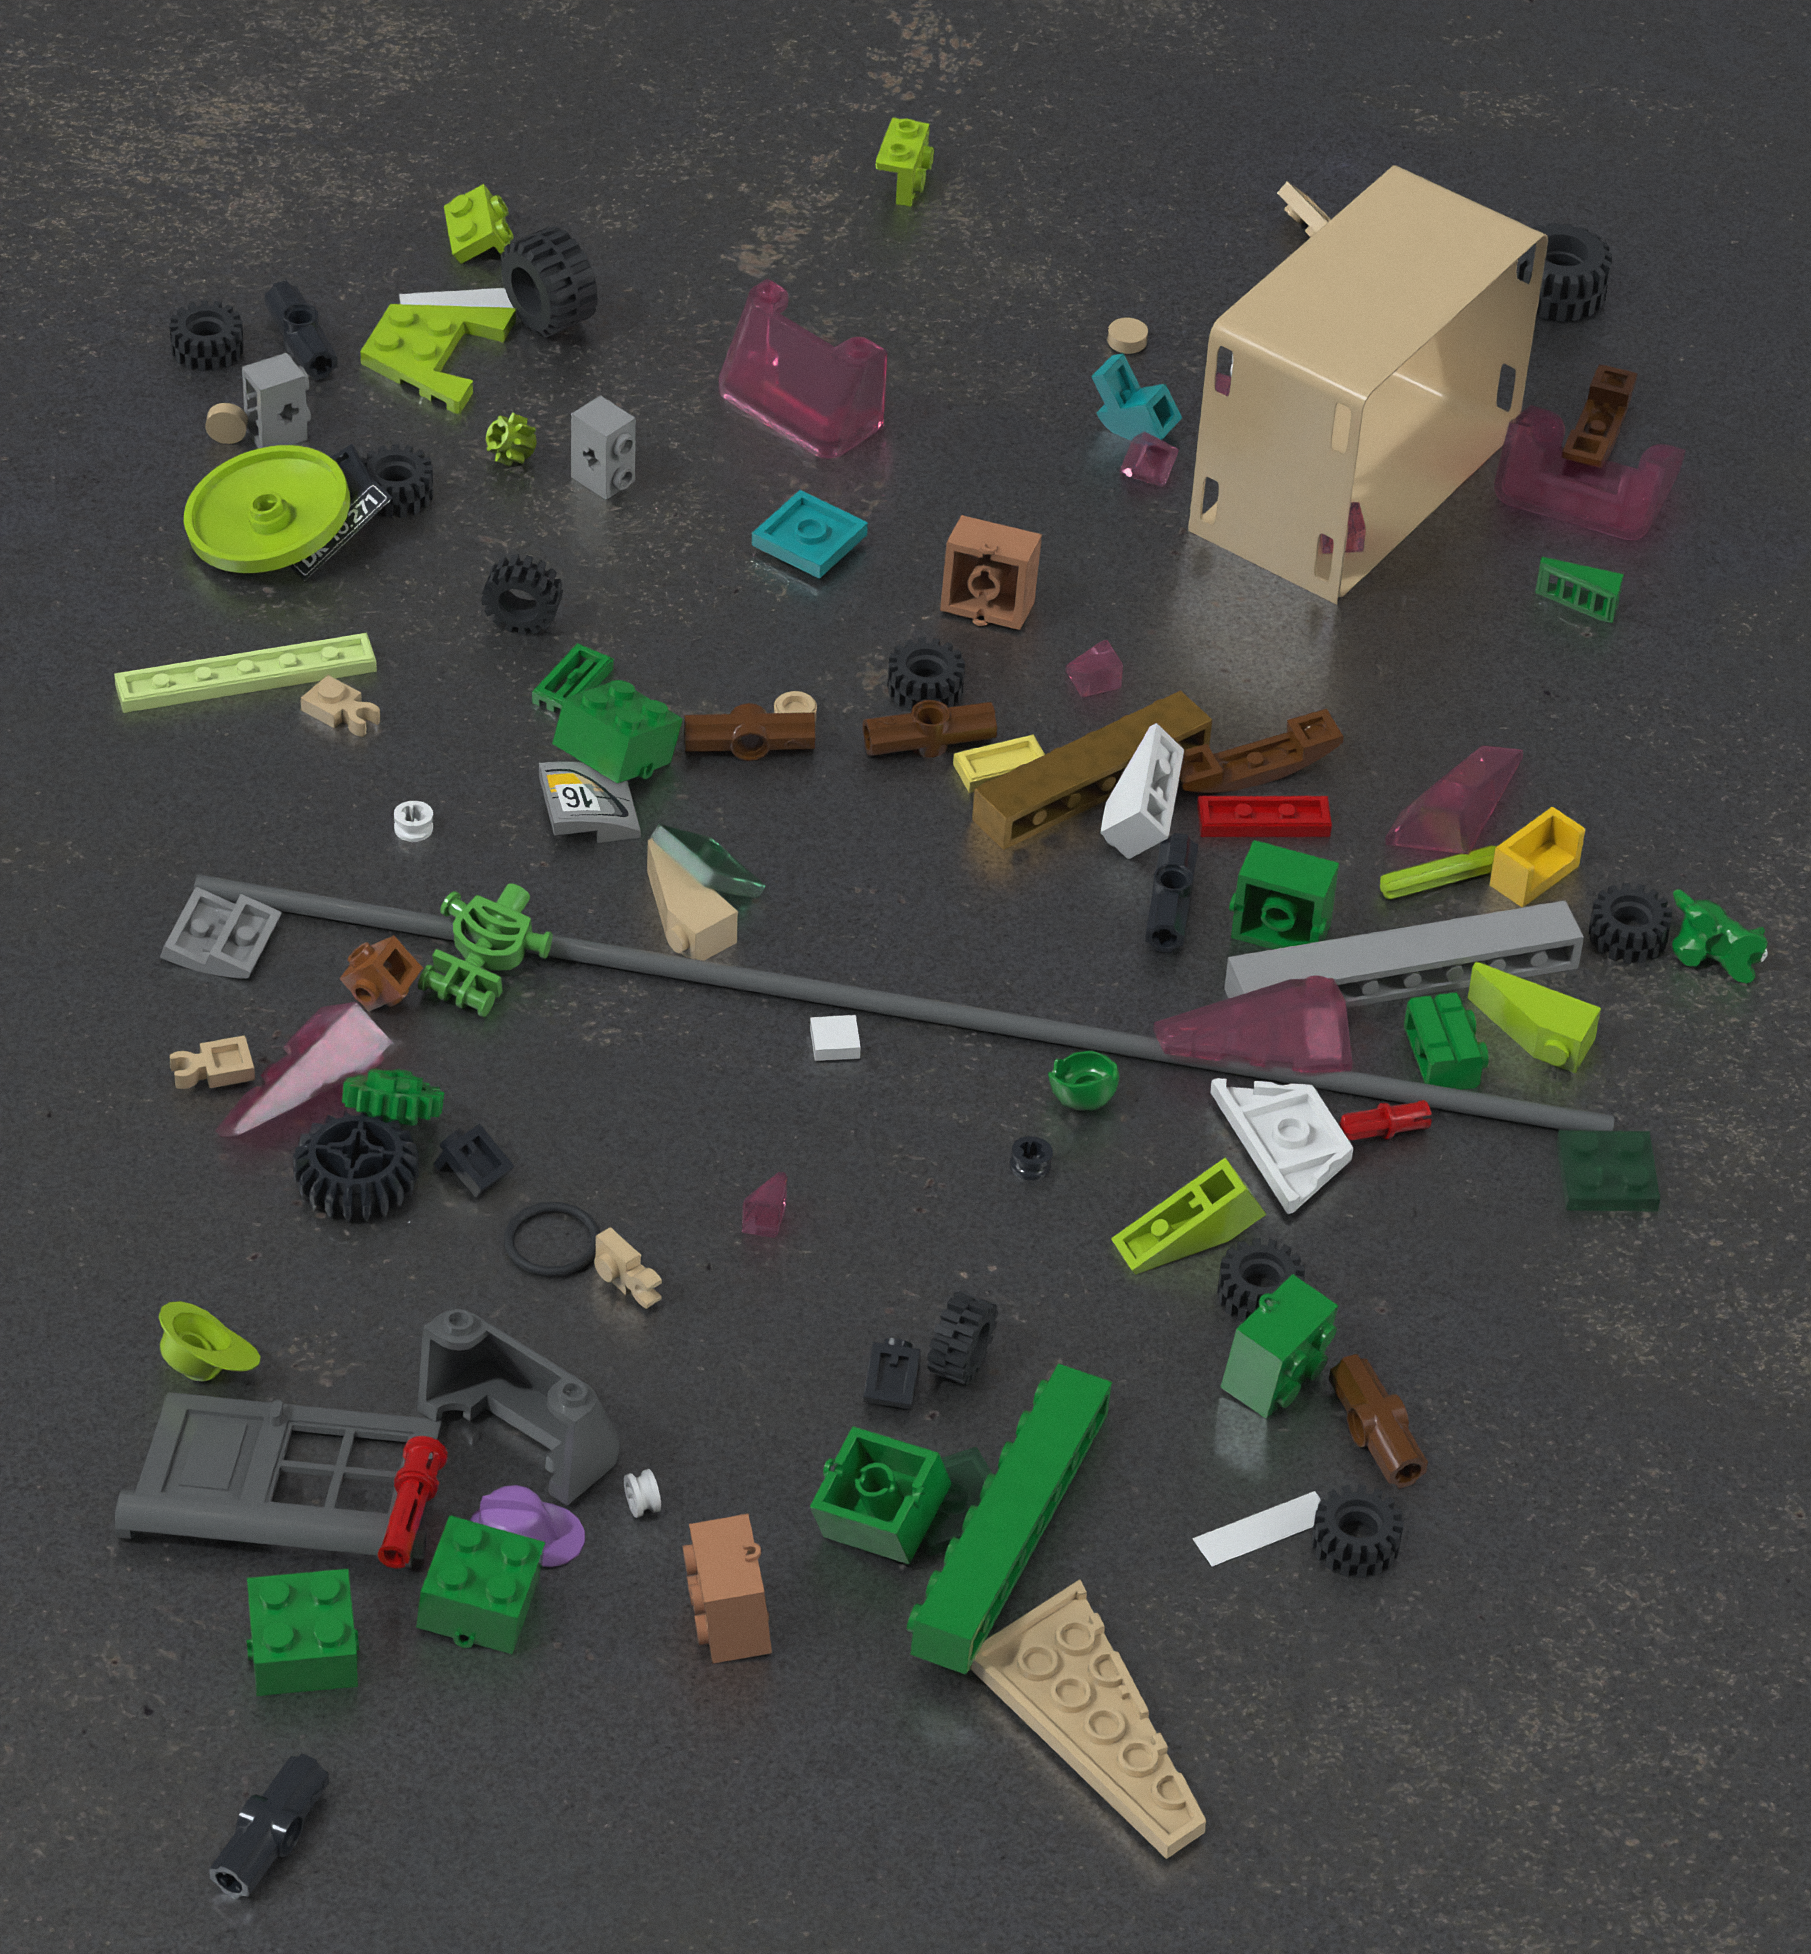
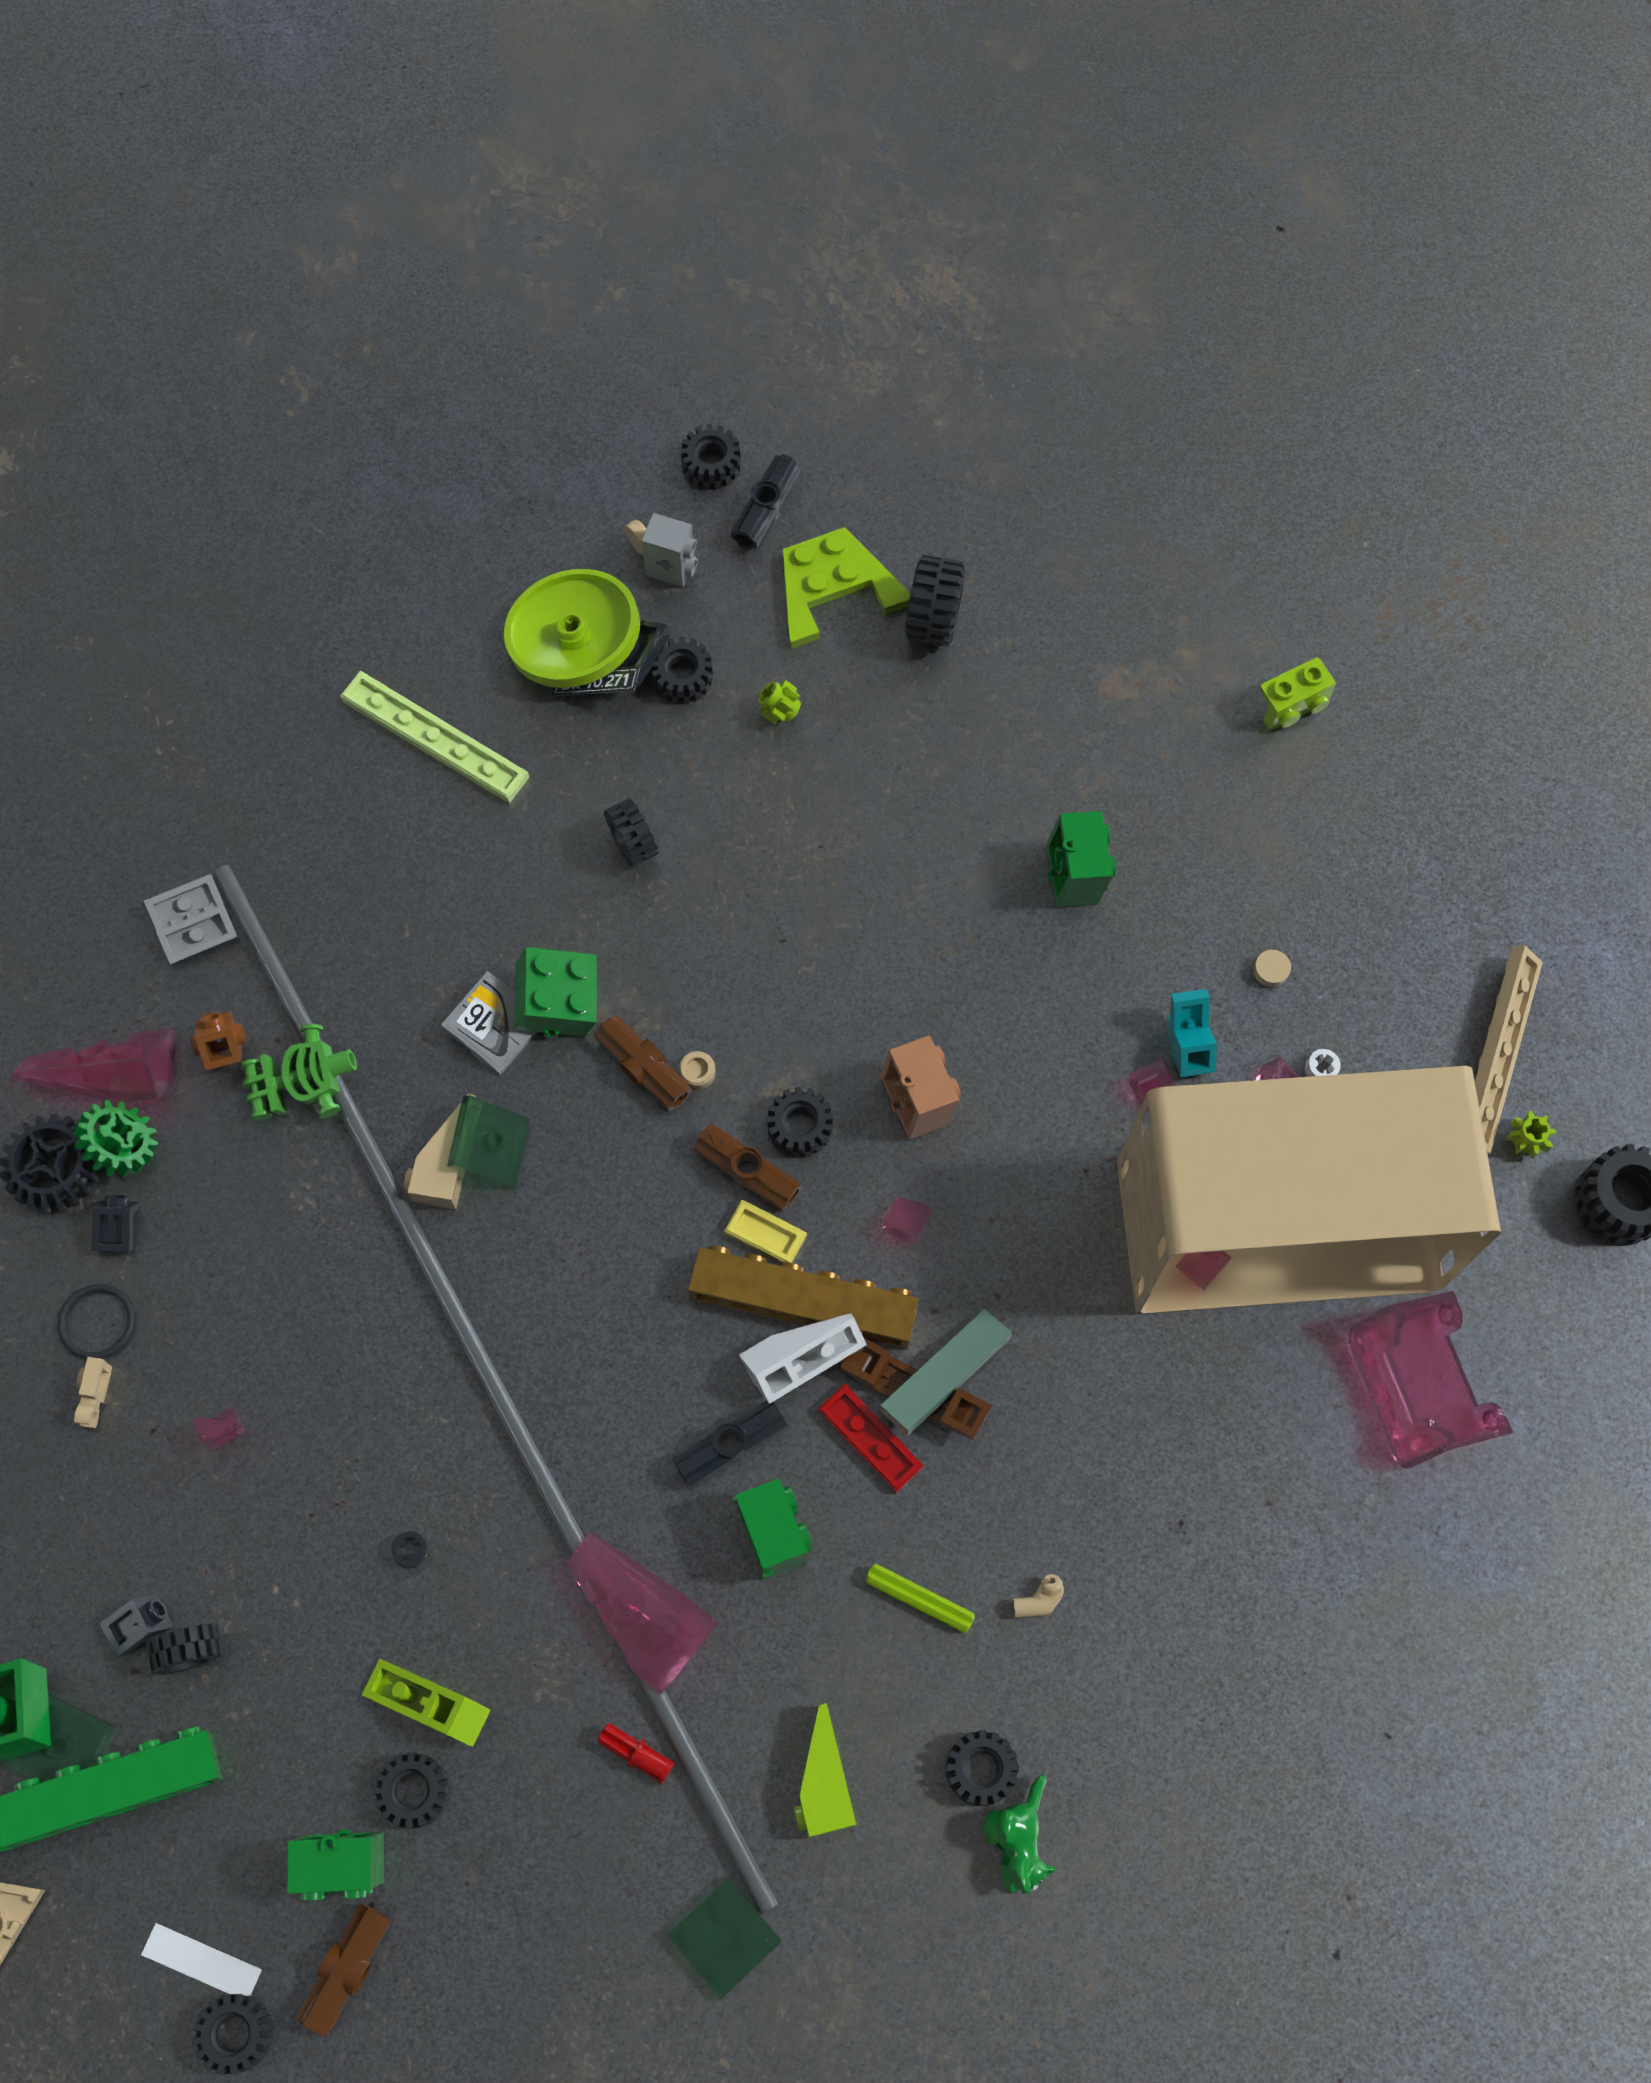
camera: 50 degrees right, 25 degrees up
(219, 1062) = (76, 1014): tan plate -> none
(338, 703) = (451, 808): tan plate -> none
(416, 830) = (397, 943): white bush -> none
(477, 223) = (972, 511): lime bracket -> none
(481, 298) = (888, 551): white sticker -> none
(584, 678) = (605, 931): green tile -> none
(603, 447) = (812, 763): light grey brick -> none
(798, 382) = (992, 853): clear pink windscreen -> none
(809, 534) = (868, 942): teal plate -> none
(835, 1037) = (414, 1342): white tile -> none
(914, 354) = (1081, 858): none -> green brick
(1084, 1080) = (497, 1530): green hair -> none
(1262, 726) = (945, 1372): none -> sand green tile
(1286, 1135) = (564, 1700): white wing -> none
(1422, 956) = (801, 1648): light grey brick -> none
(1445, 1041) = (744, 1735): green brick -> none
(1457, 805) = (994, 1557): clear pink wedge -> none
(1524, 801) = (1043, 1601): none -> tan arm
(1537, 857) = (985, 1656): yellow panel -> none
(1601, 416) = (1495, 1343): reddish brown slope -> none
(1603, 588) = (1304, 1479): green slope -> none

